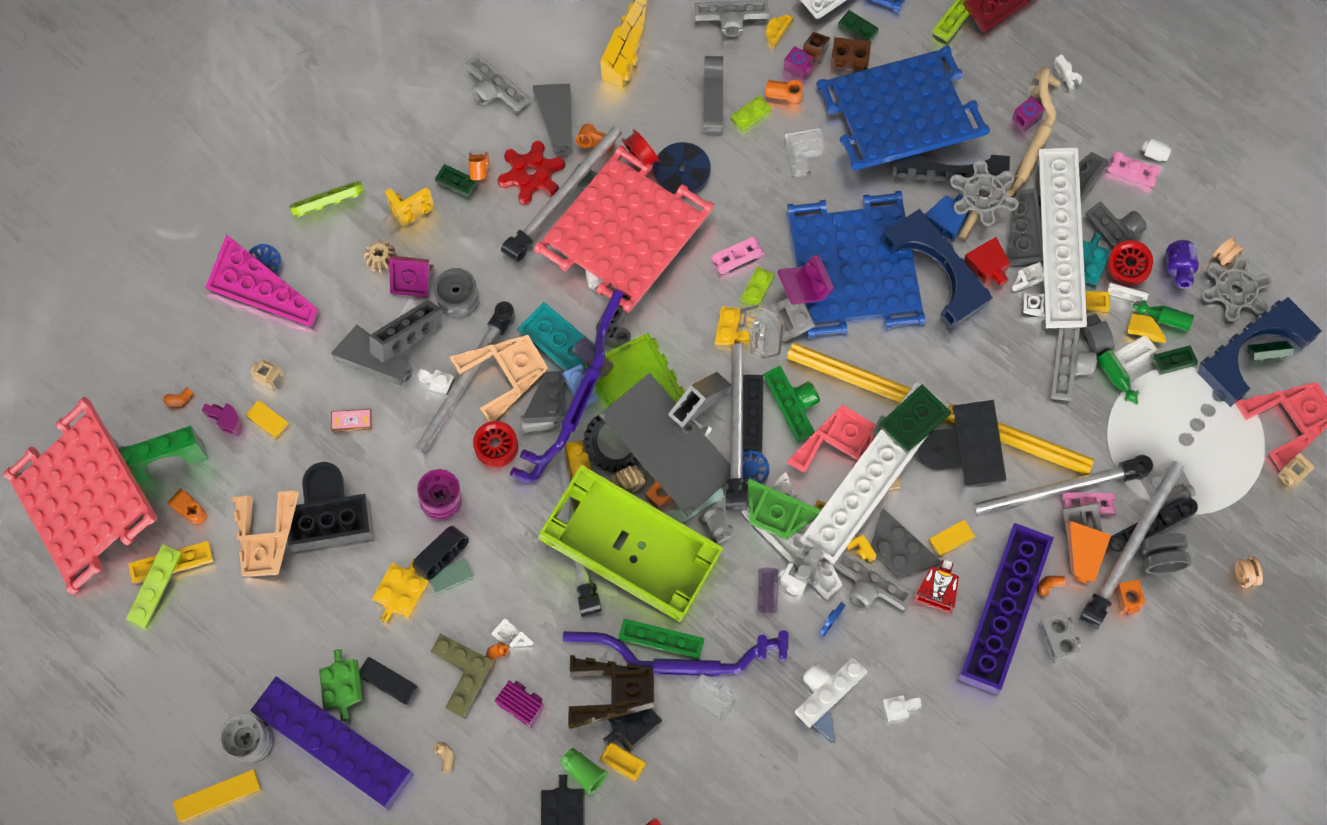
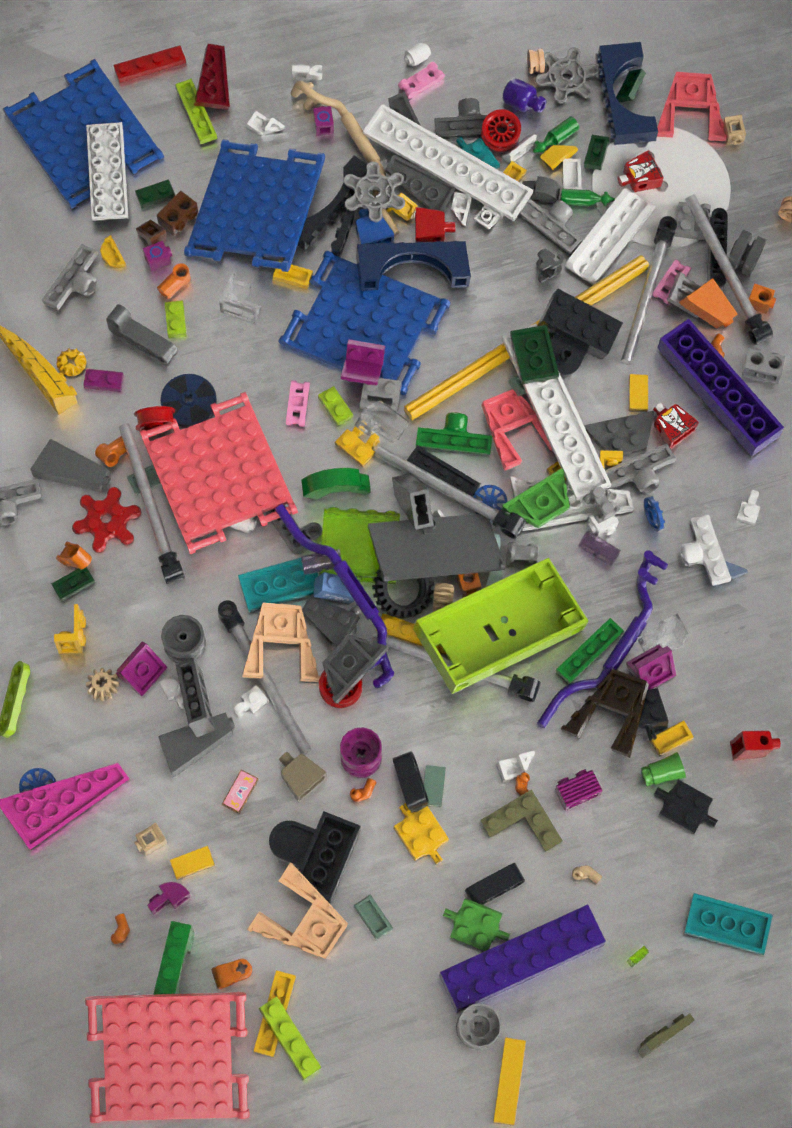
camera: 65 degrees left, 0 degrees up
(302, 594) = (373, 917): none -> sand green tile
(393, 459) = (301, 774): none -> dark tan torso
(409, 521) = (364, 793): none -> orange arm
(513, 437) = (350, 663): none -> dark grey wing
(655, 93) = (103, 380): none -> magenta plate
(660, 64) = (69, 369): none -> yellow gear
(677, 703) = (653, 666): none -> magenta bracket
(680, 326) = (335, 480): none -> green arch
(860, 182) = (296, 276): none -> yellow tile
(927, 194) = (342, 233): none -> black plate
(989, 69) = (262, 125): none -> white slope
(994, 230) = (407, 211): none -> yellow bracket
(1021, 381) = (547, 265): none -> dark grey piece
(1095, 421) = (609, 236): none -> white plate
(1181, 411) = (641, 173): none -> red torso

